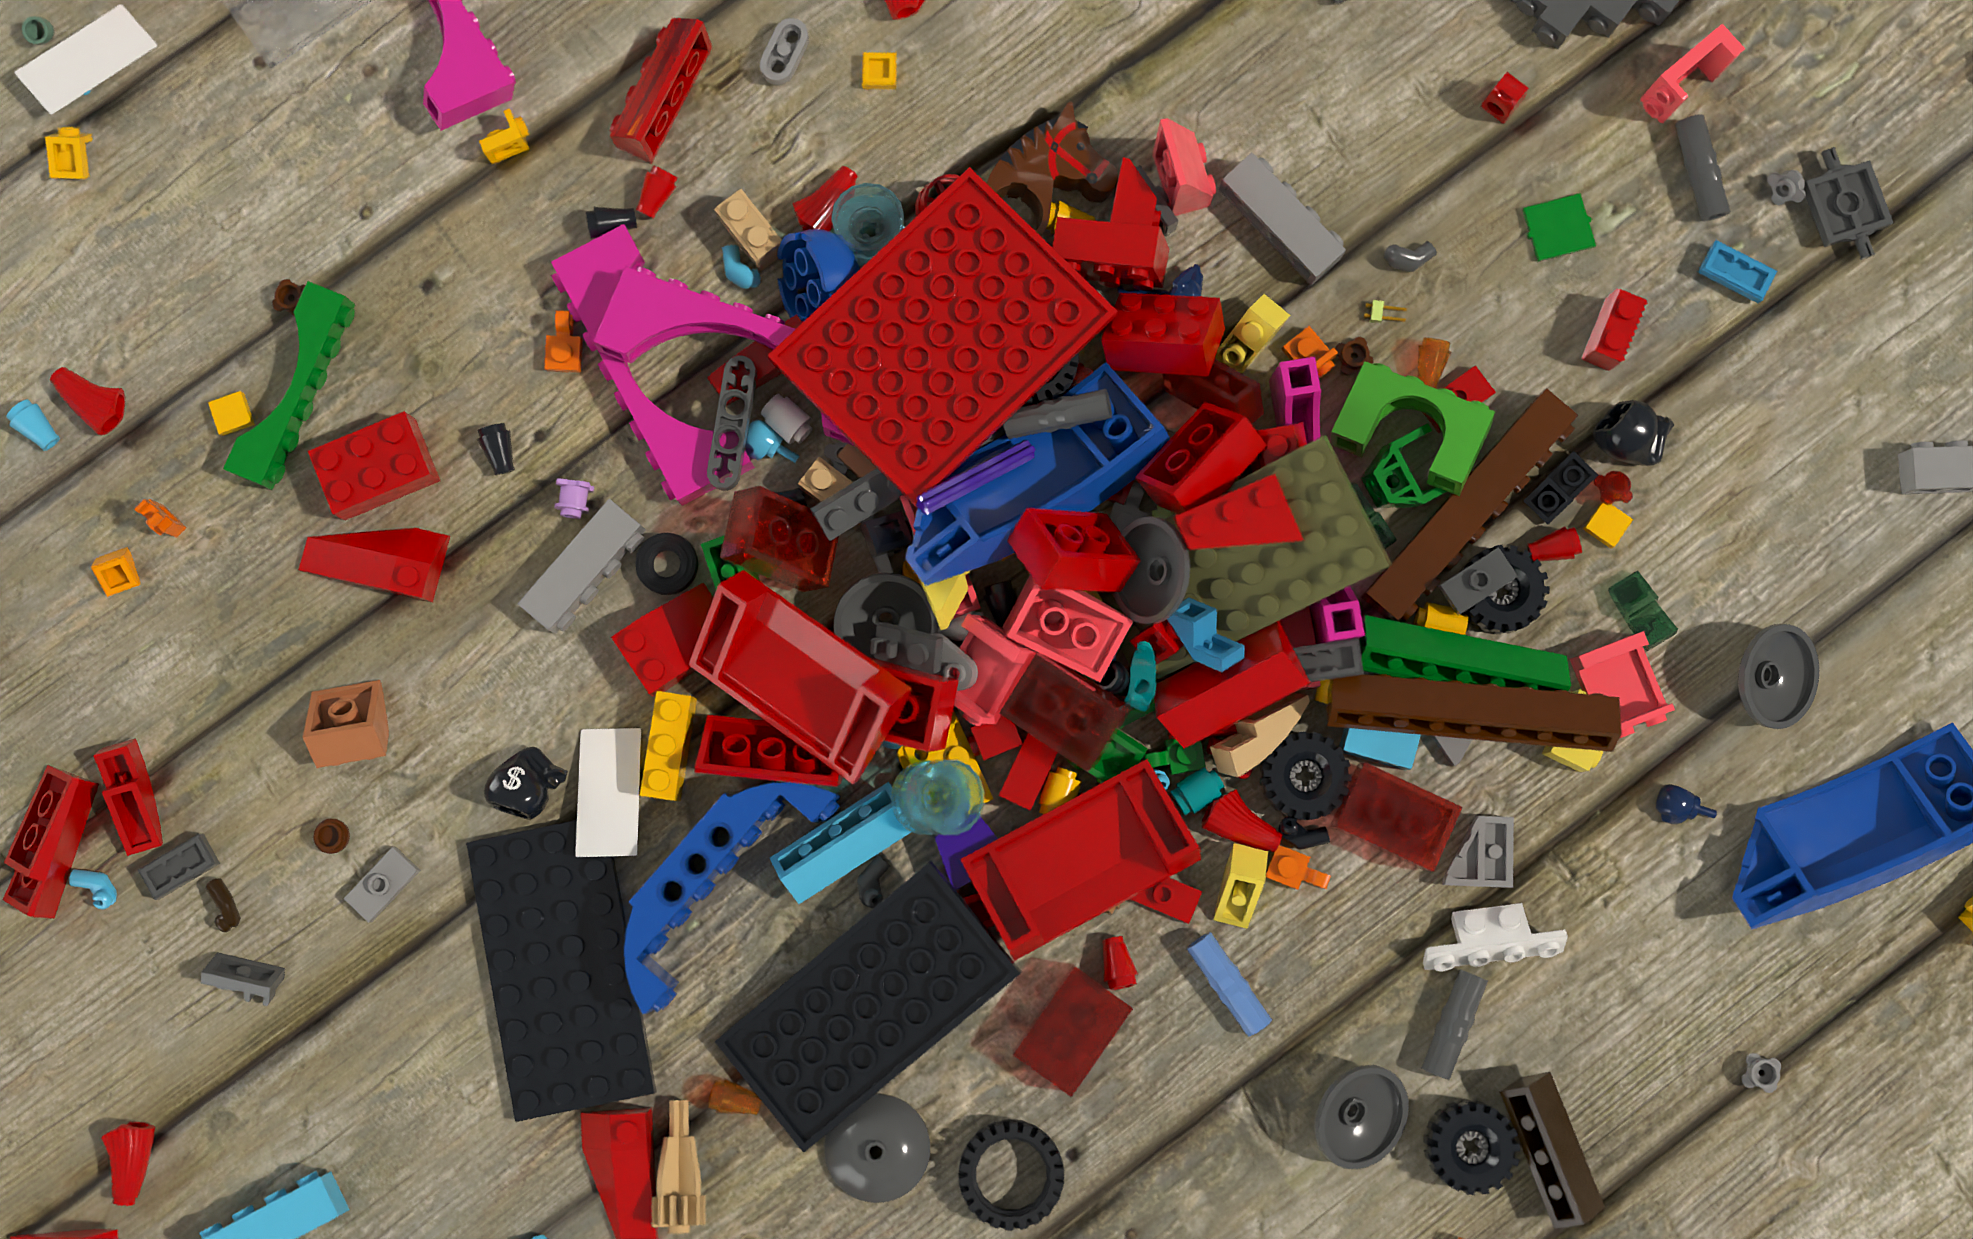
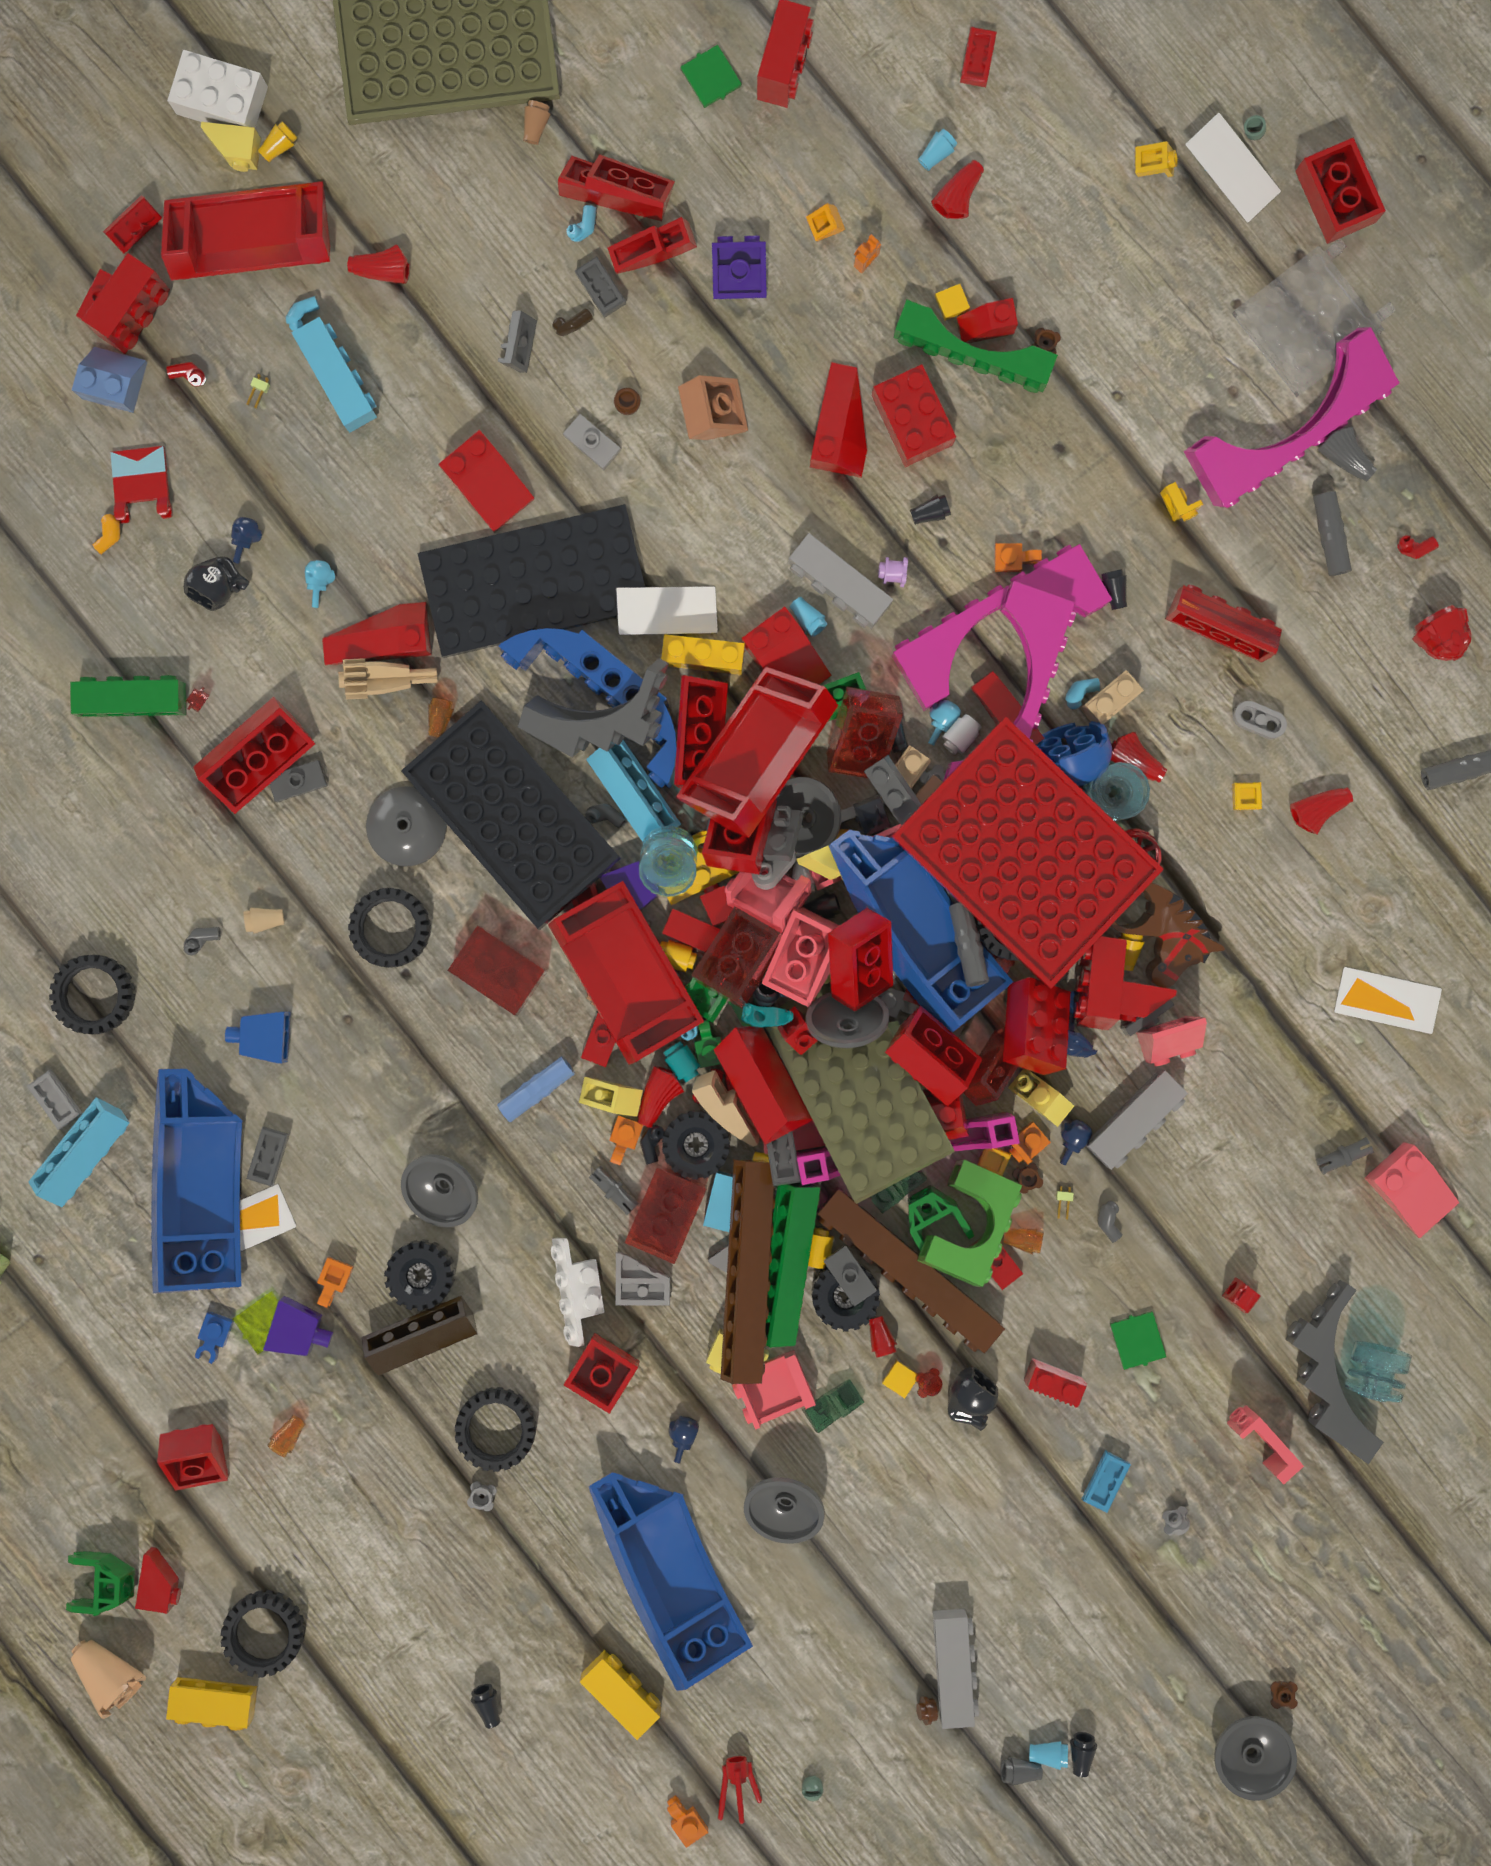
camera: 90 degrees right, 5 degrees up
(166, 683) = (739, 268): none -> dark purple plate
(259, 367) = (988, 321): none -> red slope
(424, 1026) = (486, 481): none -> red slope
(523, 783) = (671, 545): black piece -> none
(626, 609) = (809, 618): none -> medium azure cone
(645, 563) = (828, 646): black tyre -> none
(655, 191) = (1141, 623): red cone -> none
(735, 423) = (955, 688): dark grey beam -> none
(758, 918) = (574, 729): none -> dark grey arch
(975, 477) = (916, 881): dark purple axle -> none
(1118, 964) = (547, 1004): red cone -> none
(1197, 630) = (801, 1057): dark azure slope -> none
(1243, 517) = (888, 1088): red wing -> none
(1303, 294) = (1075, 1138): none -> dark blue piece
(1332, 397) = (994, 1160): none -> yellow tile
(1363, 885) = (613, 1190): none -> dark grey pin
(1454, 1025) = (510, 1261): dark grey axle -> none
(1560, 487) = (928, 1341): black slope -> none
(1602, 908) = (601, 1373): none -> red brick
(1702, 167) = (1189, 1454): dark grey axle -> none
(1716, 1058) = (490, 1461): none -> black tyre
(1847, 203) = (1164, 1569): dark grey plate -> none

